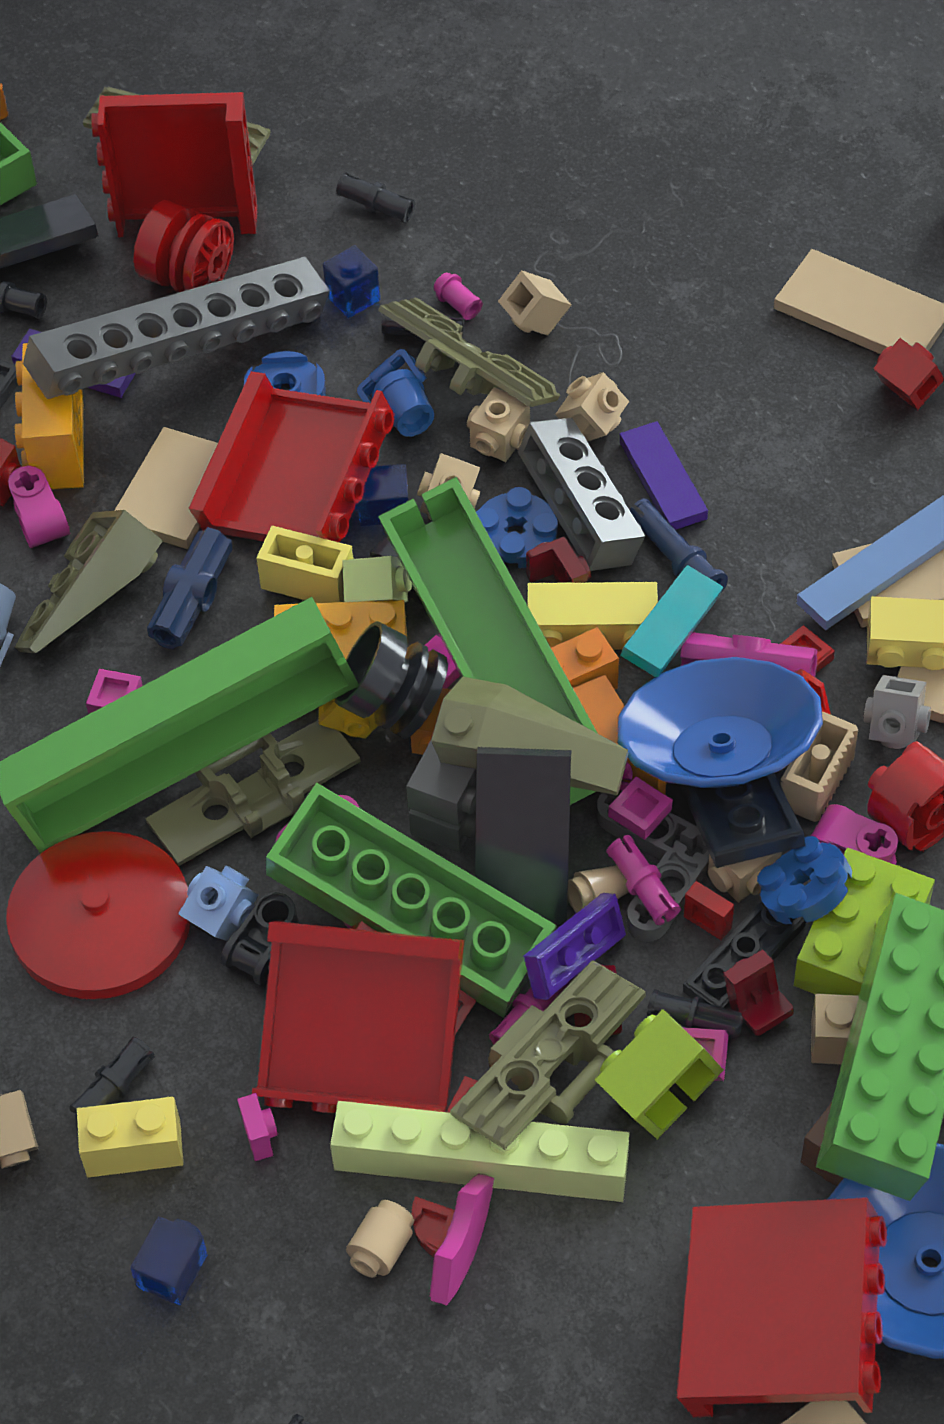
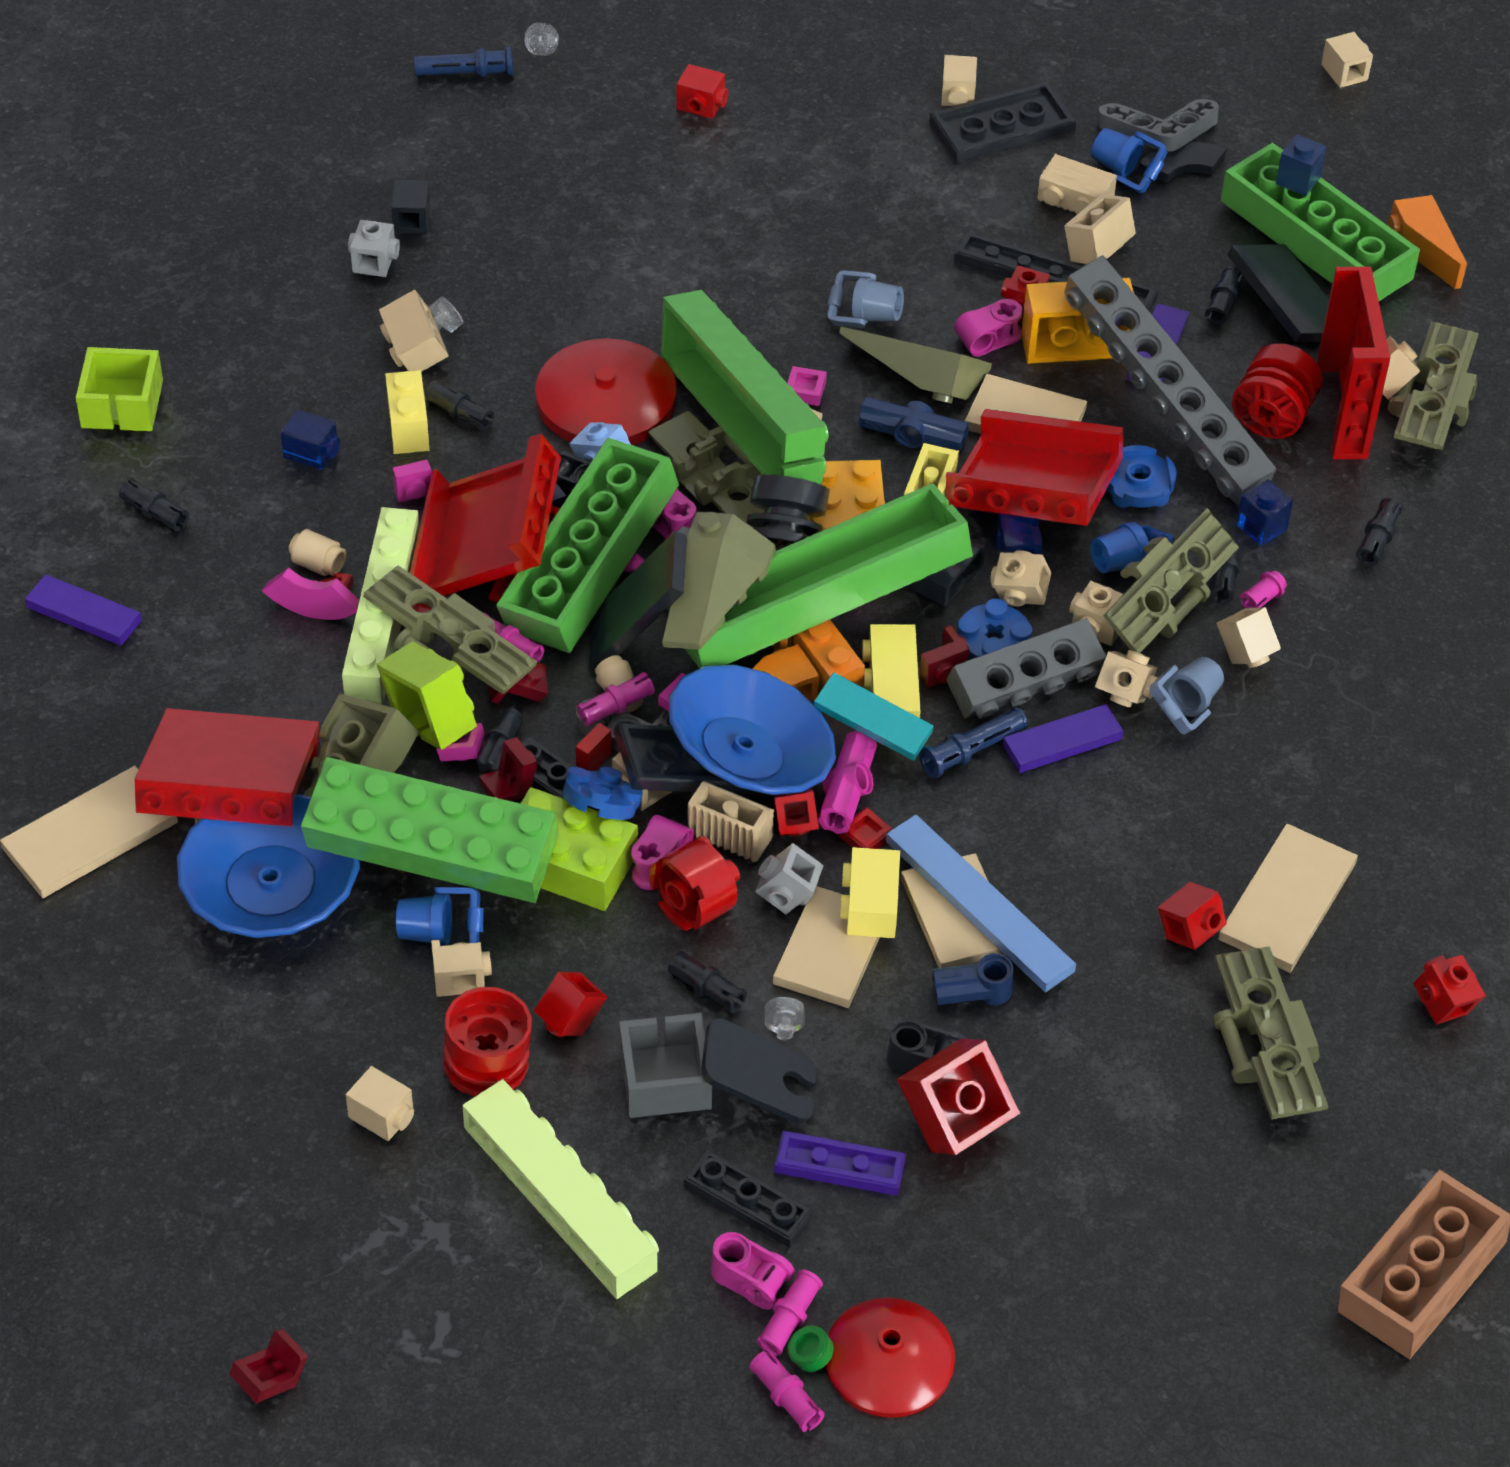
camera: 85 degrees right, 5 degrees down
(574, 945) = (551, 650): dark purple tile -> none
(607, 353) = (1188, 692): none -> sand blue piece
(724, 1162) = (364, 736): none -> olive wedge

